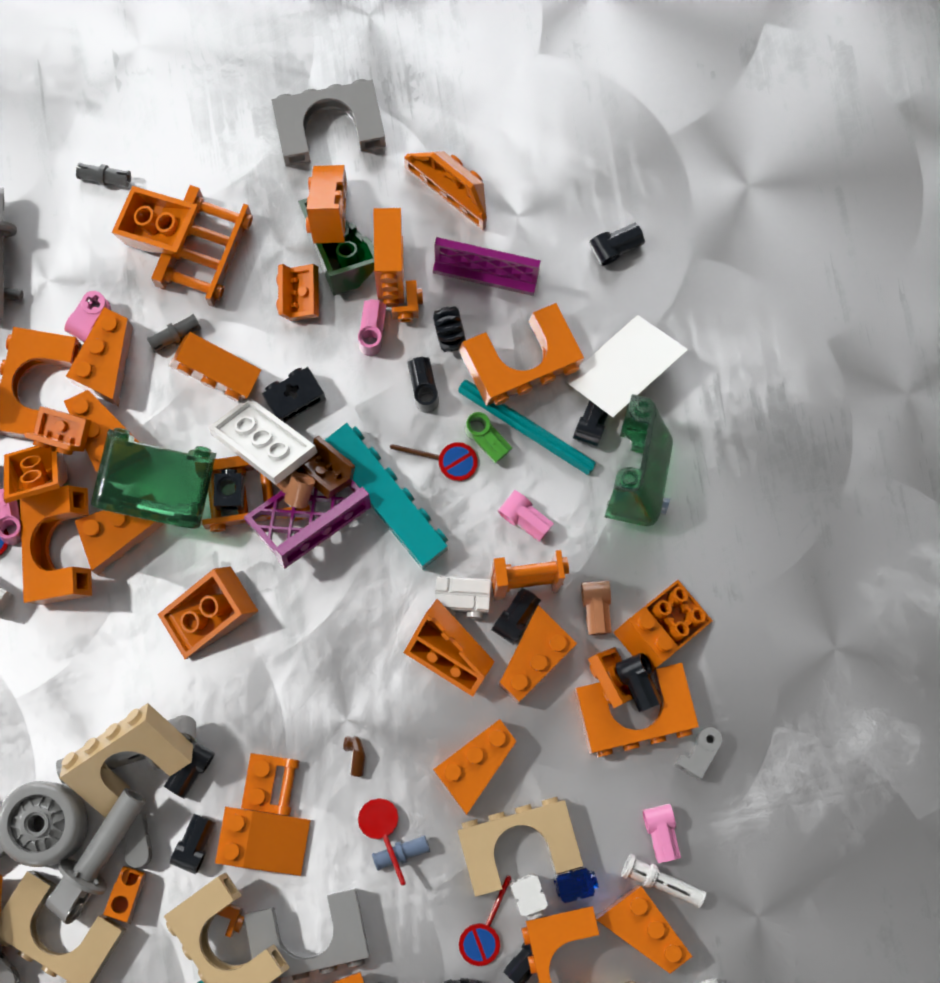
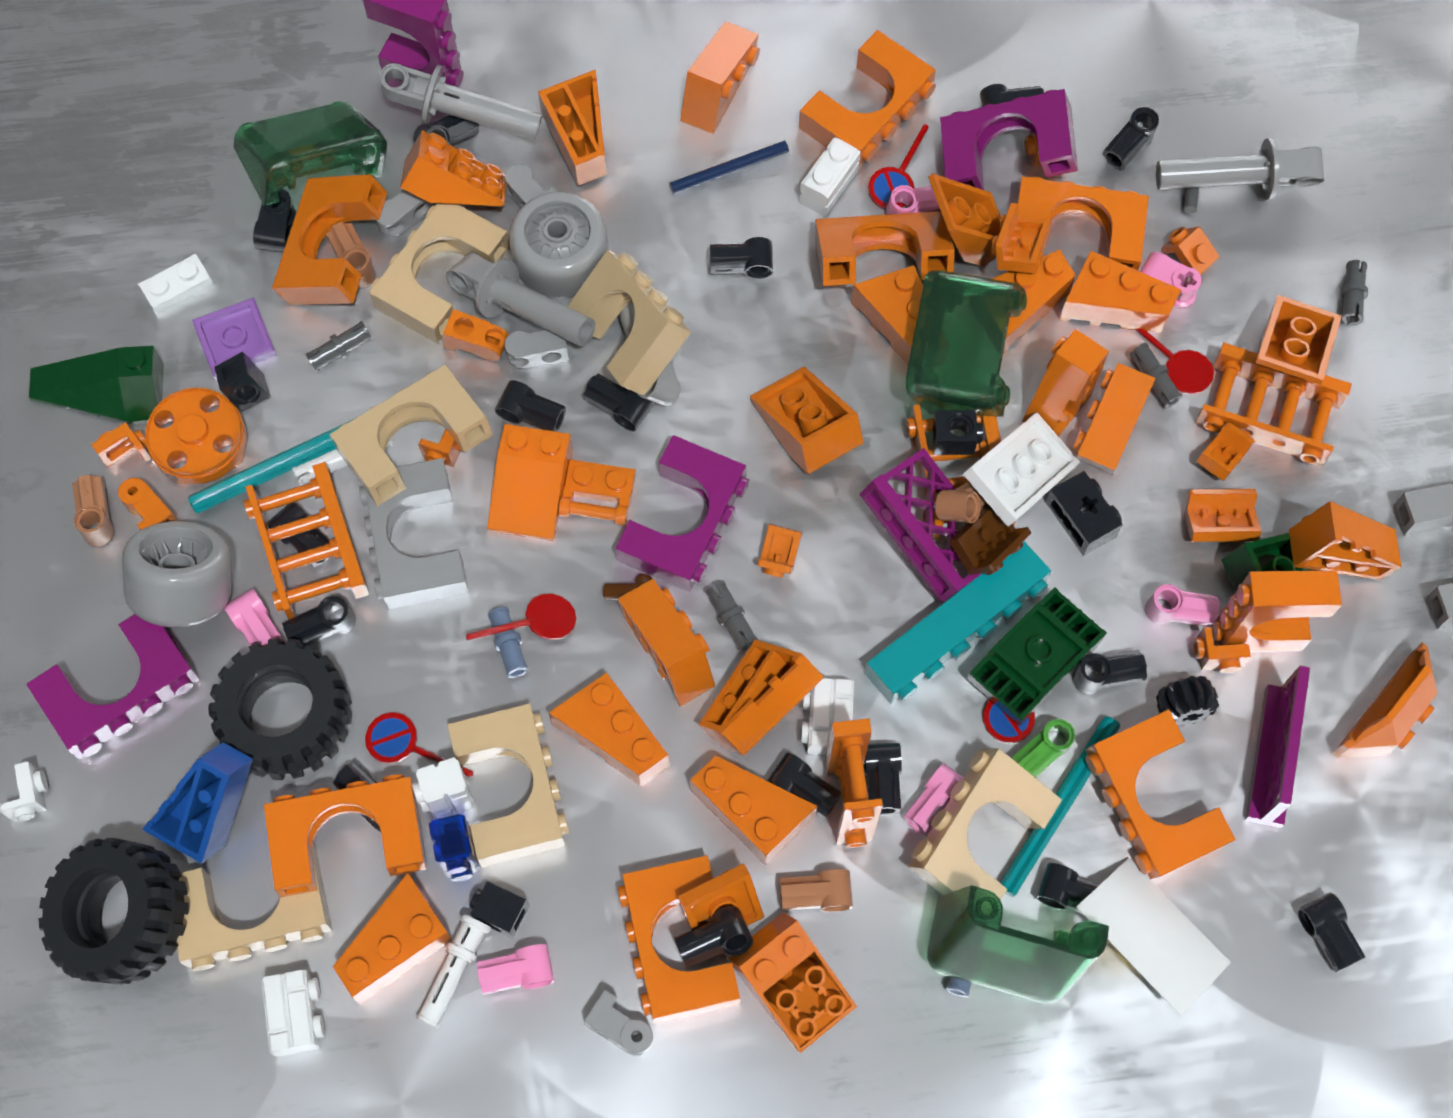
camera: 95 degrees right, 10 degrees down
(55, 658) = (751, 258): none -> black piece
(59, 297) = (1191, 248): none -> orange bracket
(164, 308) = (1187, 368): none -> red piece
(187, 401) = (1068, 380): none -> orange wedge
(243, 285) = (1225, 451): none -> orange bracket
(266, 683) = (682, 557): none -> magenta arch
(324, 634) = (779, 550): none -> orange bracket
(378, 672) = (731, 615): none -> dark grey pin
(399, 722) = (668, 640): none -> orange wedge
(413, 436) = (1036, 655): none -> dark green plate
(514, 554) = (883, 768): none -> black piece
(571, 510) = (994, 778): none -> tan arch
(617, 849) = (498, 909): none -> black brick

